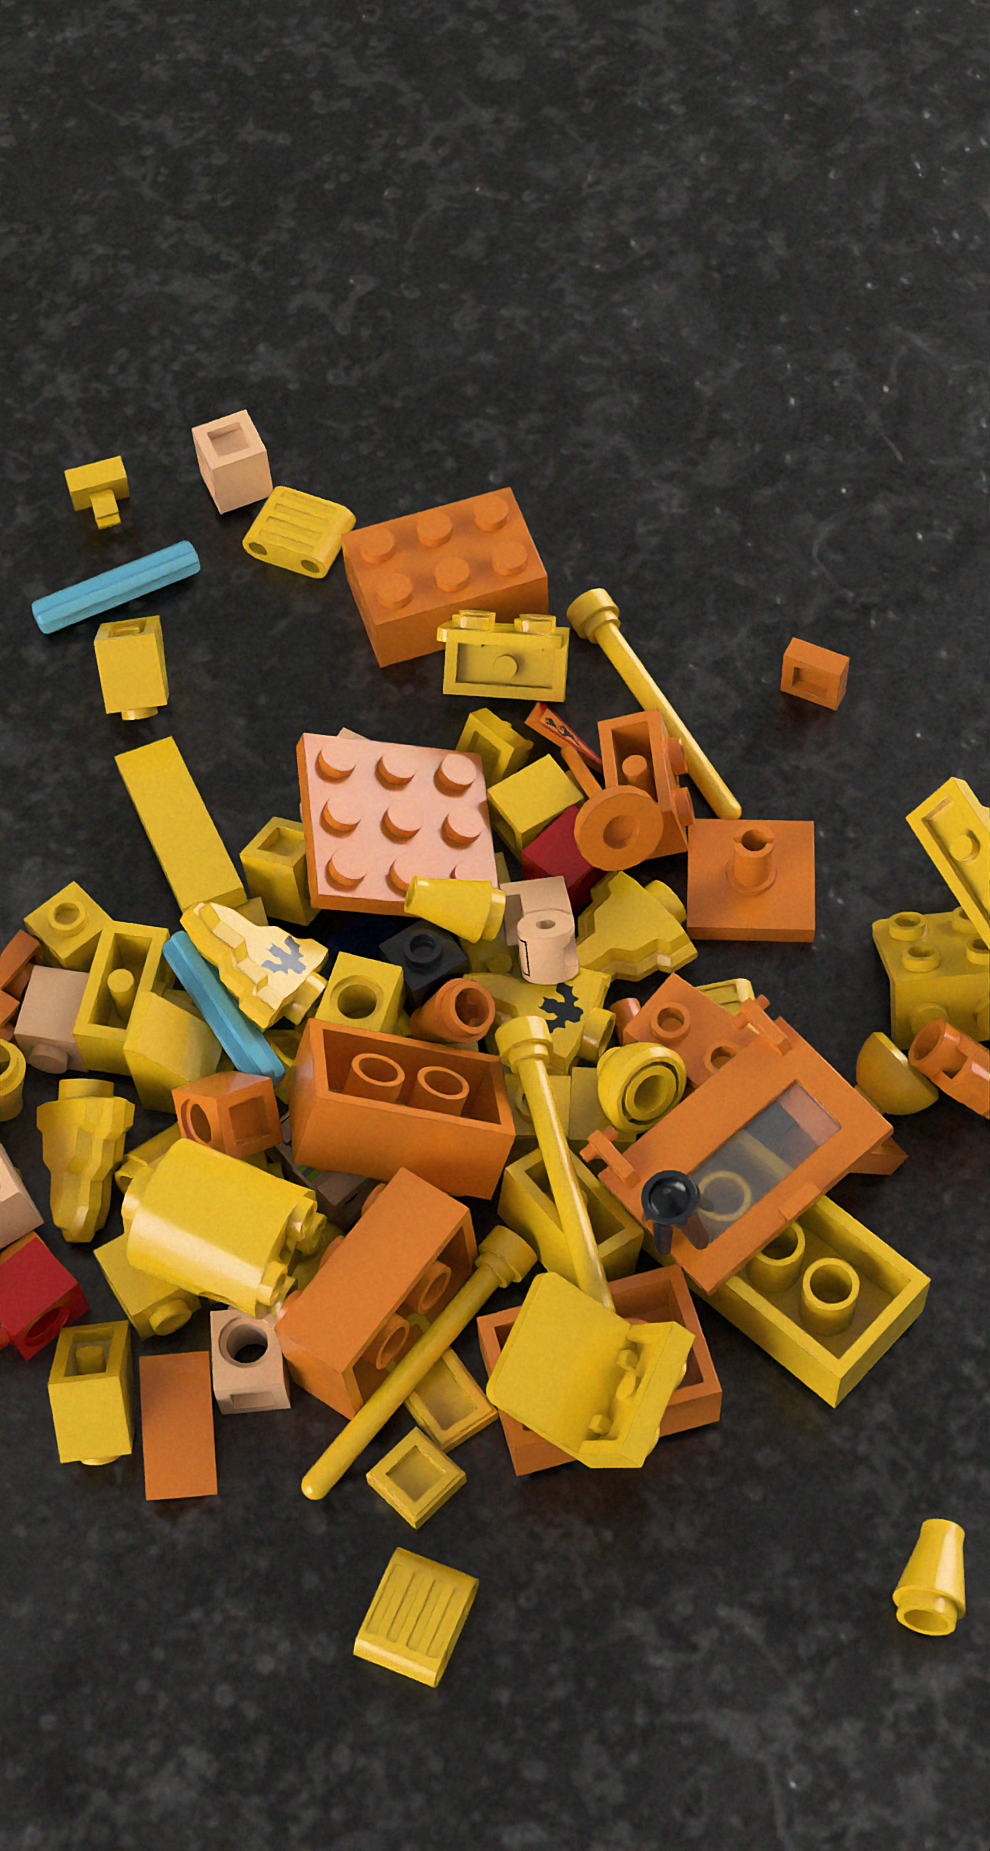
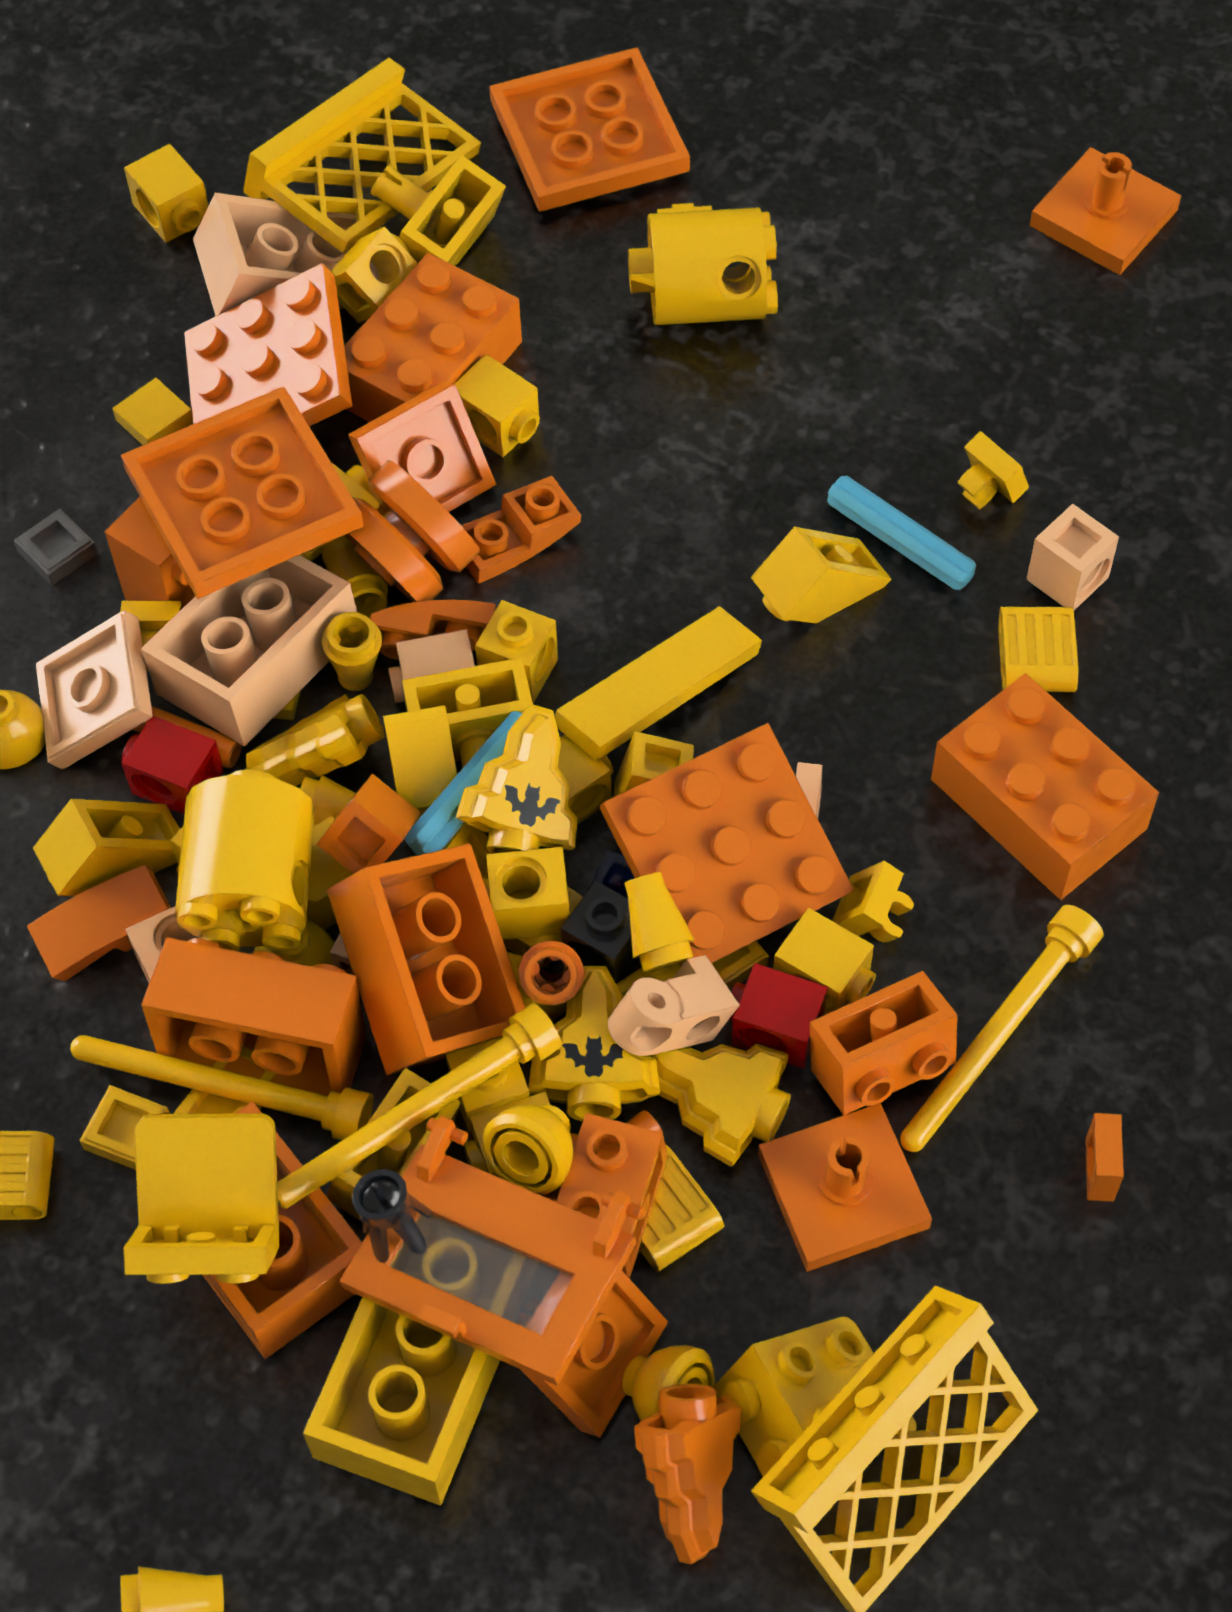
camera: 65 degrees right, 0 degrees up
(505, 658) = (972, 864): yellow bracket -> none
(617, 823) = (798, 1023): orange piece -> none

